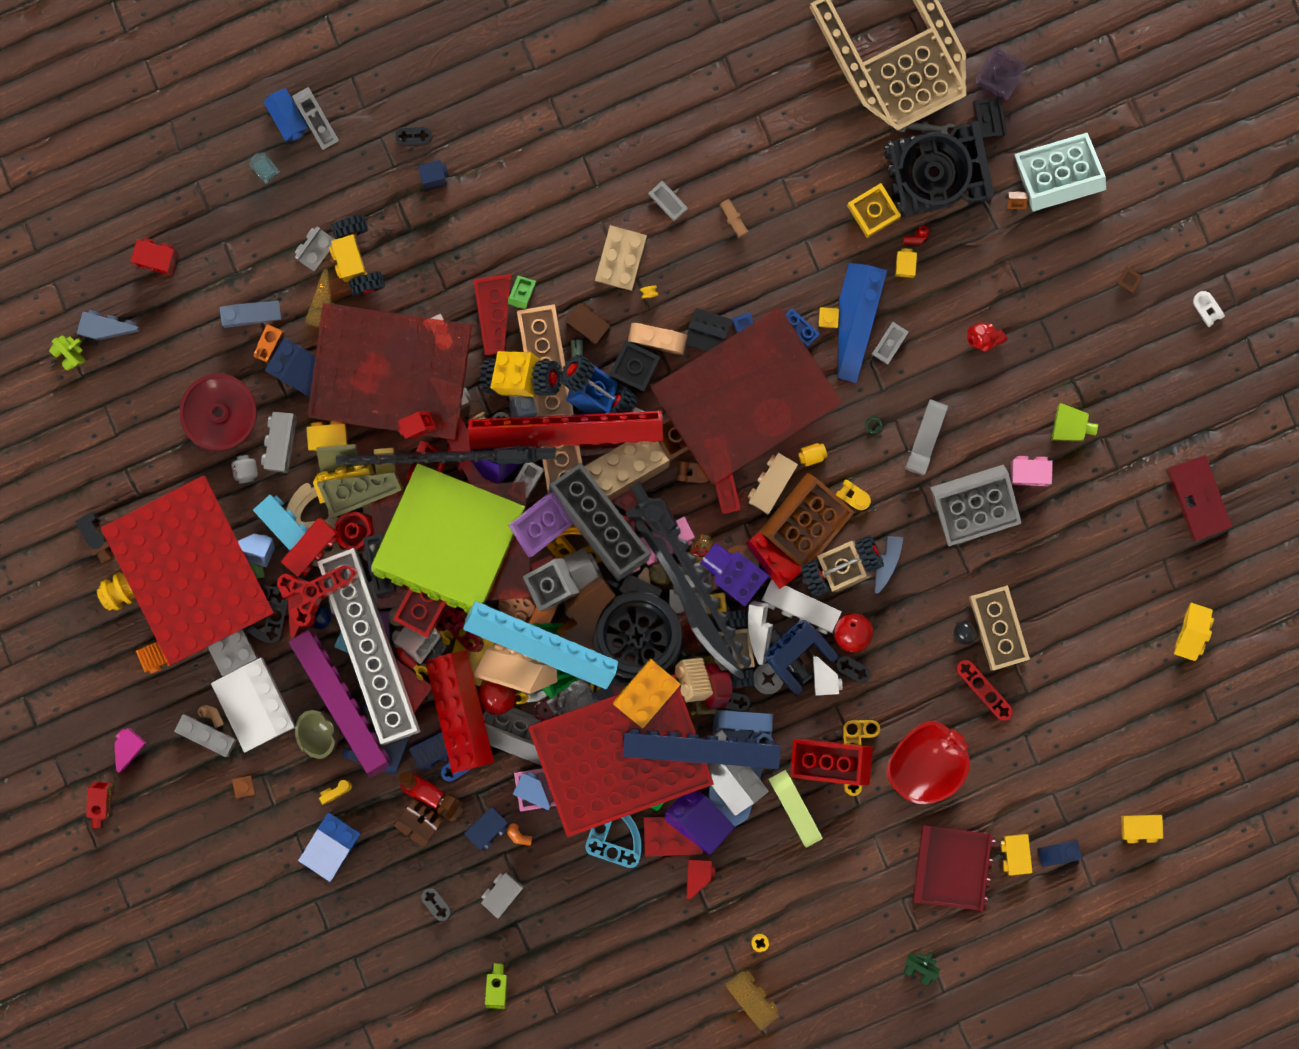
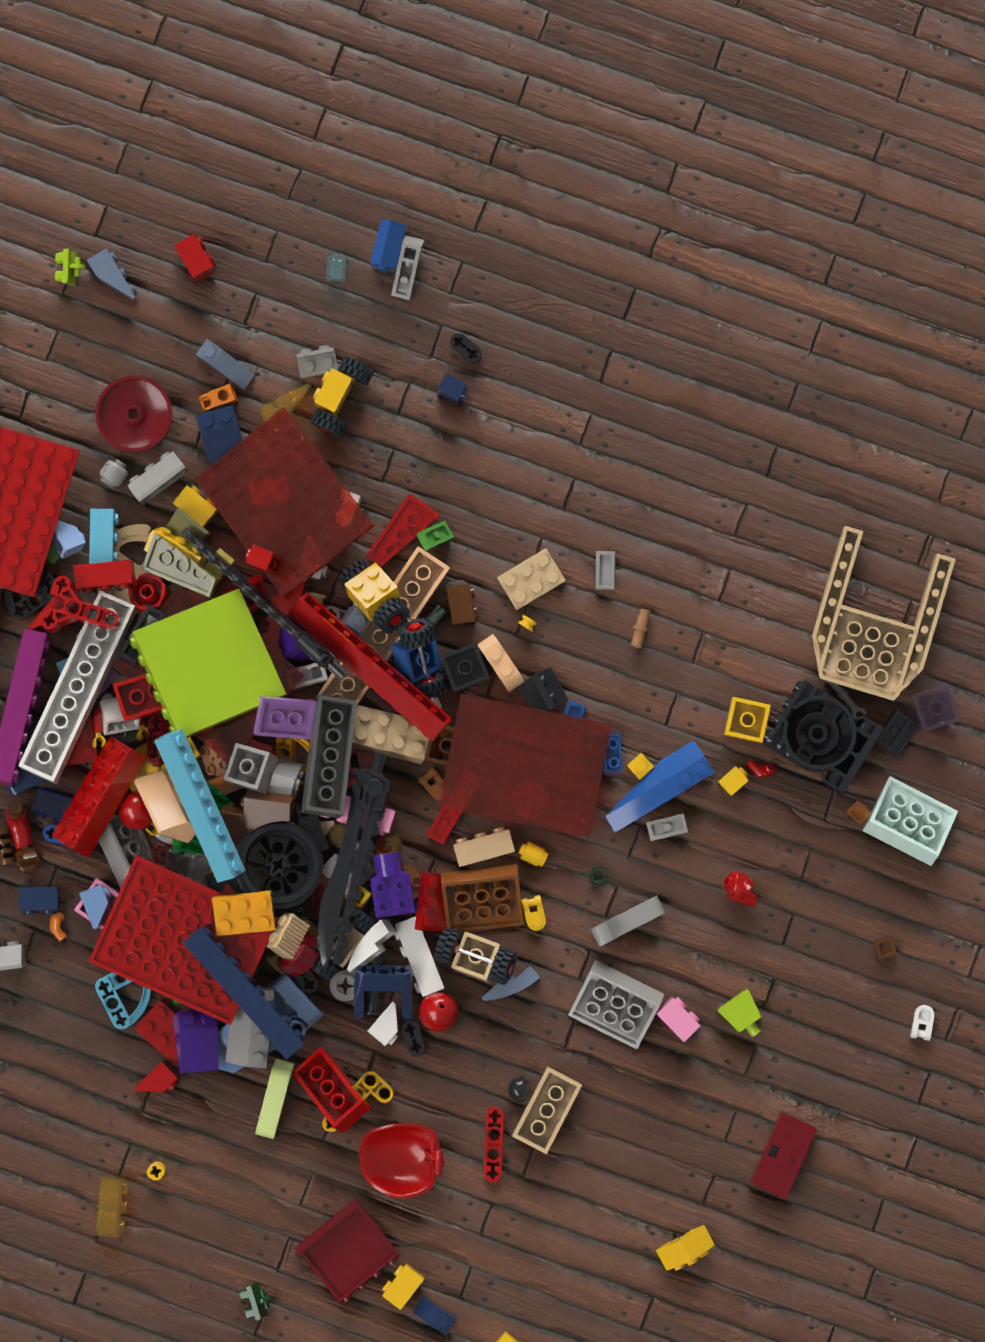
camera: 40 degrees right, 0 degrees up
(322, 617) = (66, 633): clear blue piece -> none

